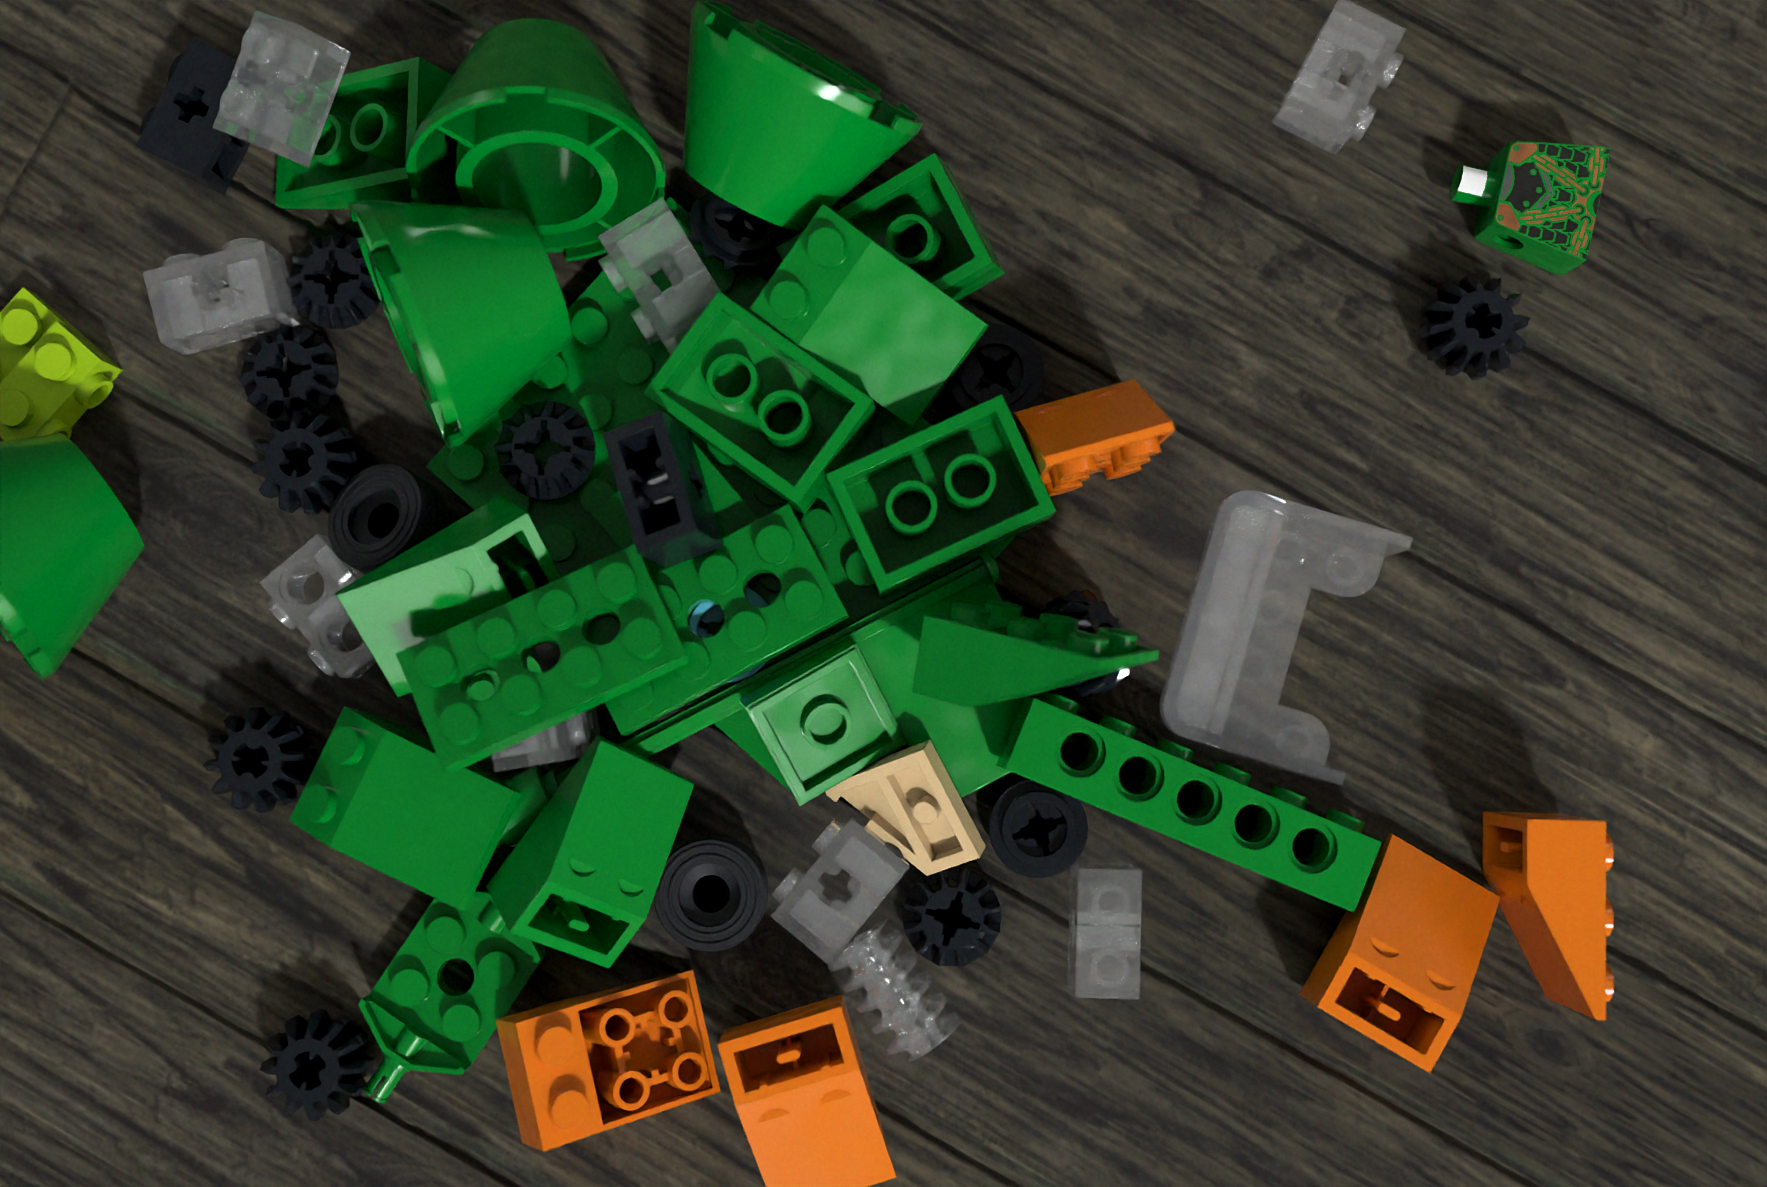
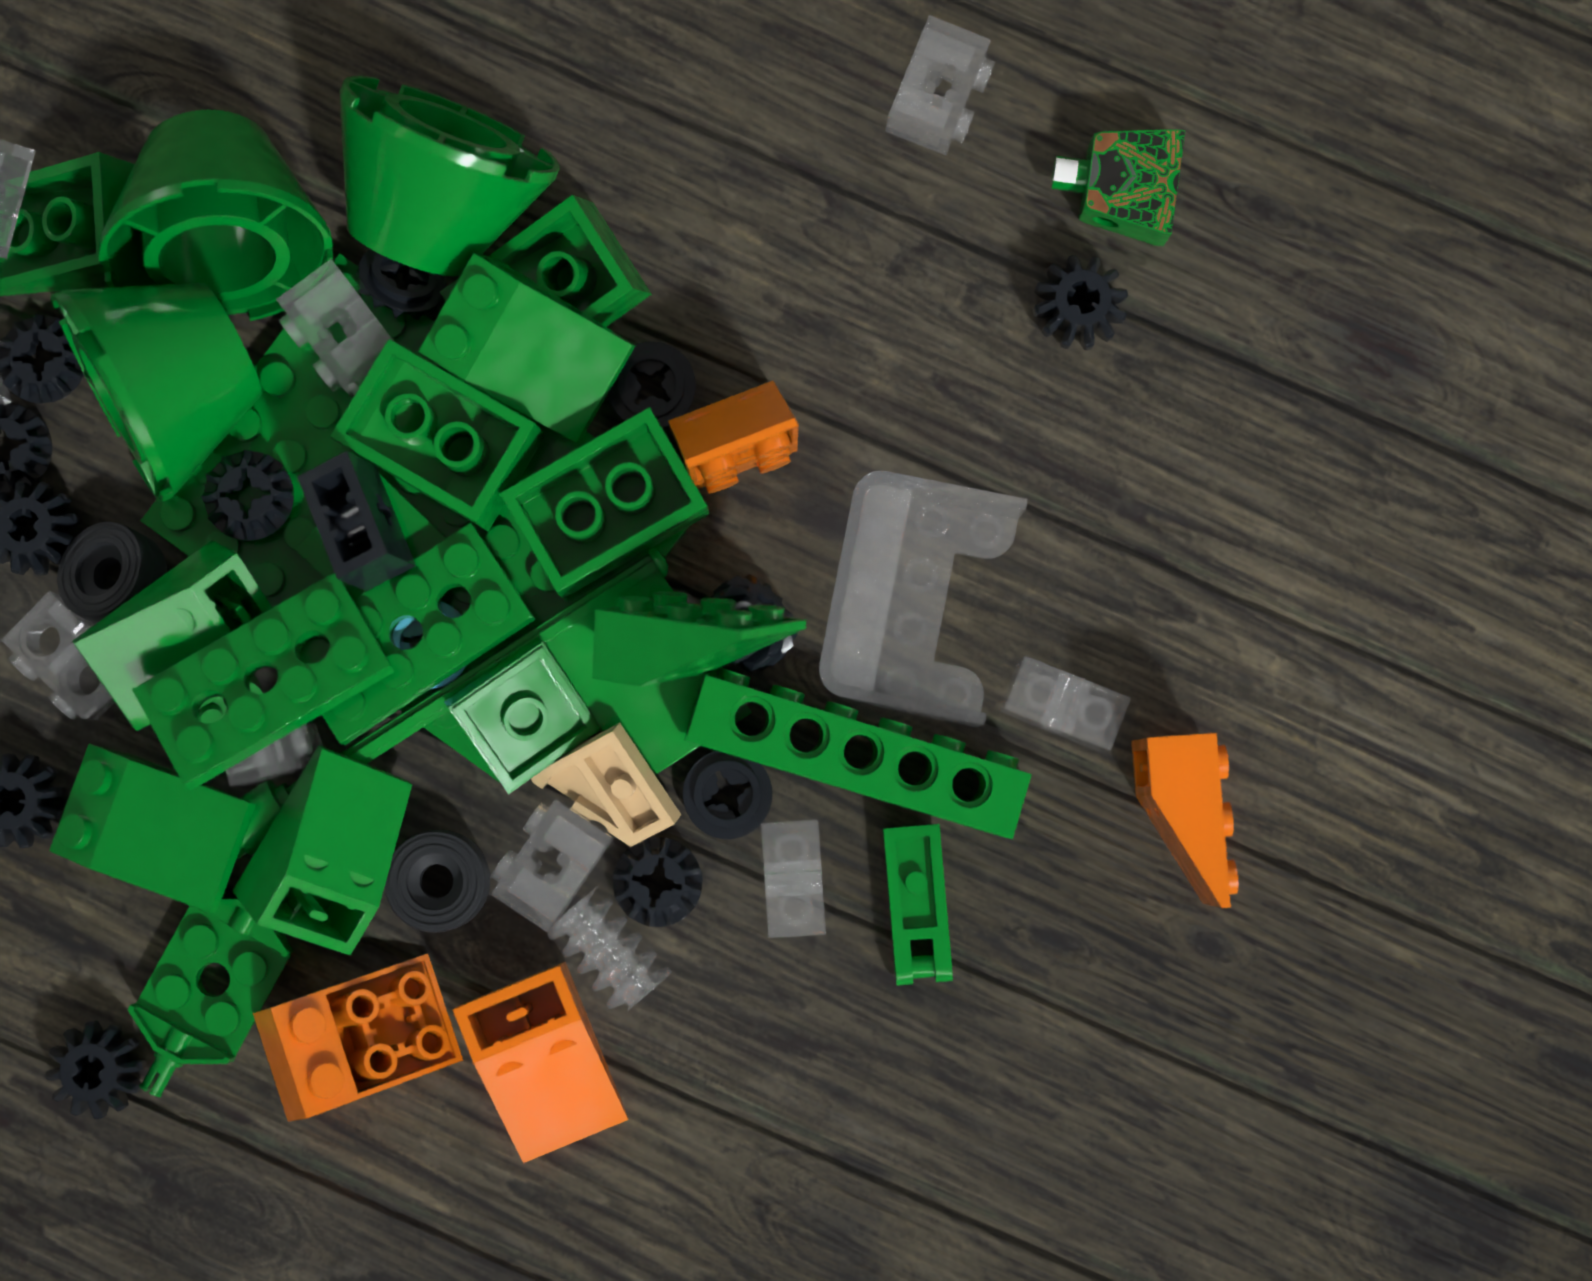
camera: 10 degrees left, 0 degrees up
(1237, 968) = (917, 902): none -> green plate
(1405, 954) = (1065, 870): orange slope -> none
(1421, 766) = (1064, 704): none -> clear brick

